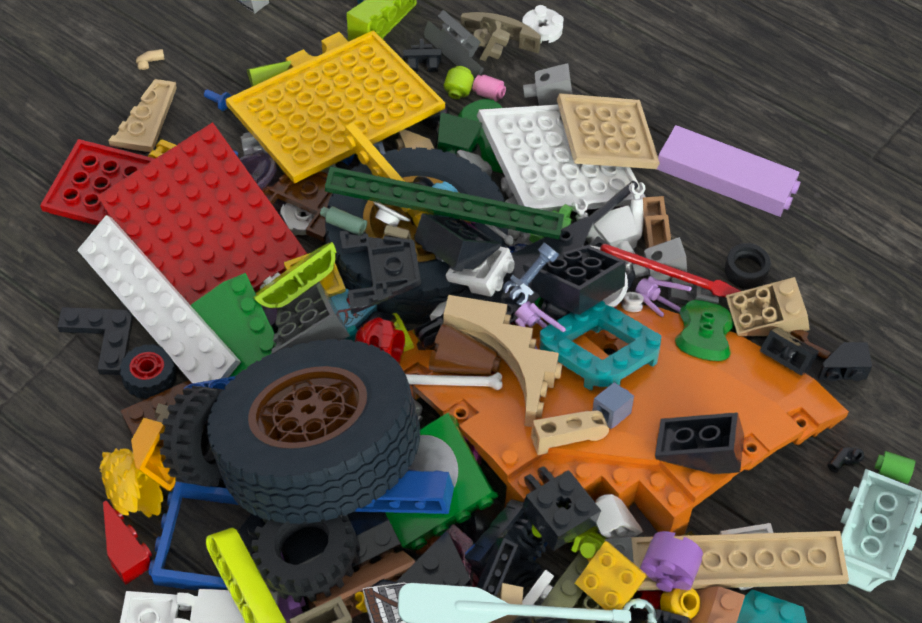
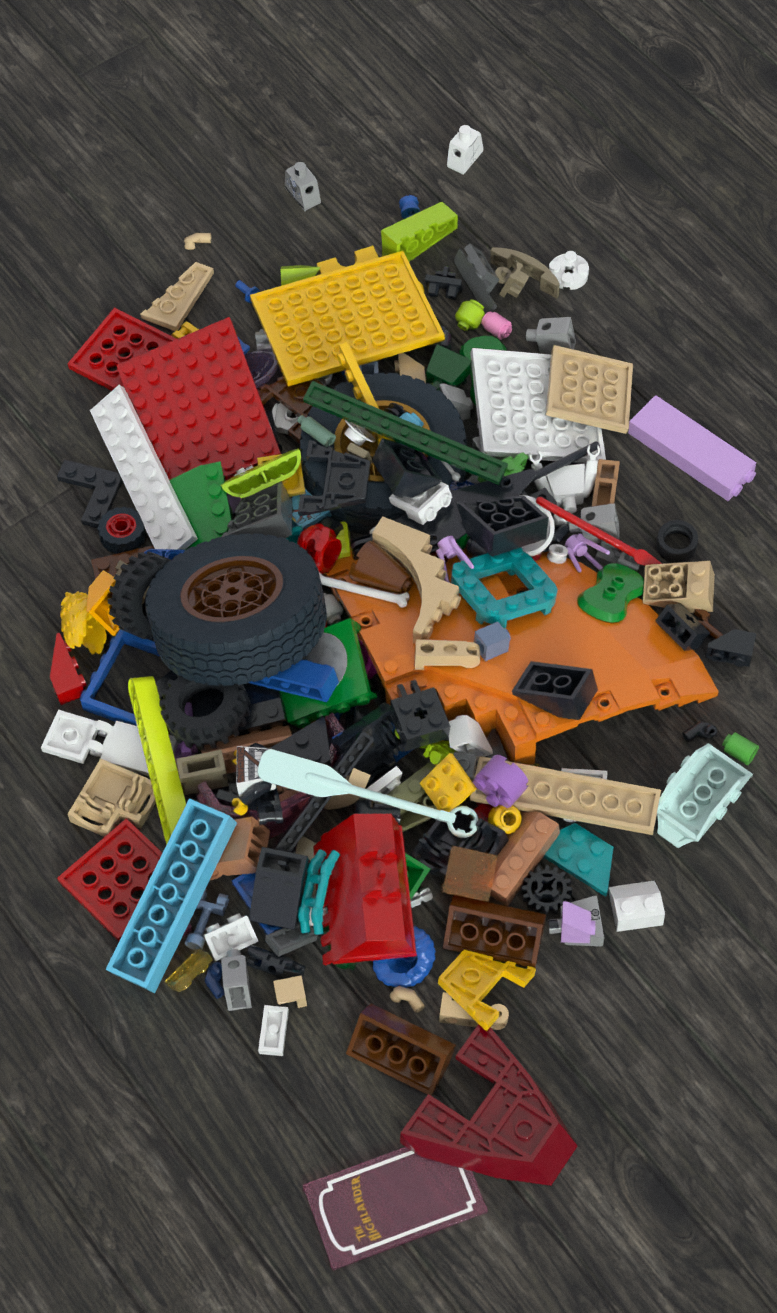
camera: 20 degrees right, 5 degrees up
(521, 285) = (476, 497): sand blue bar -> none

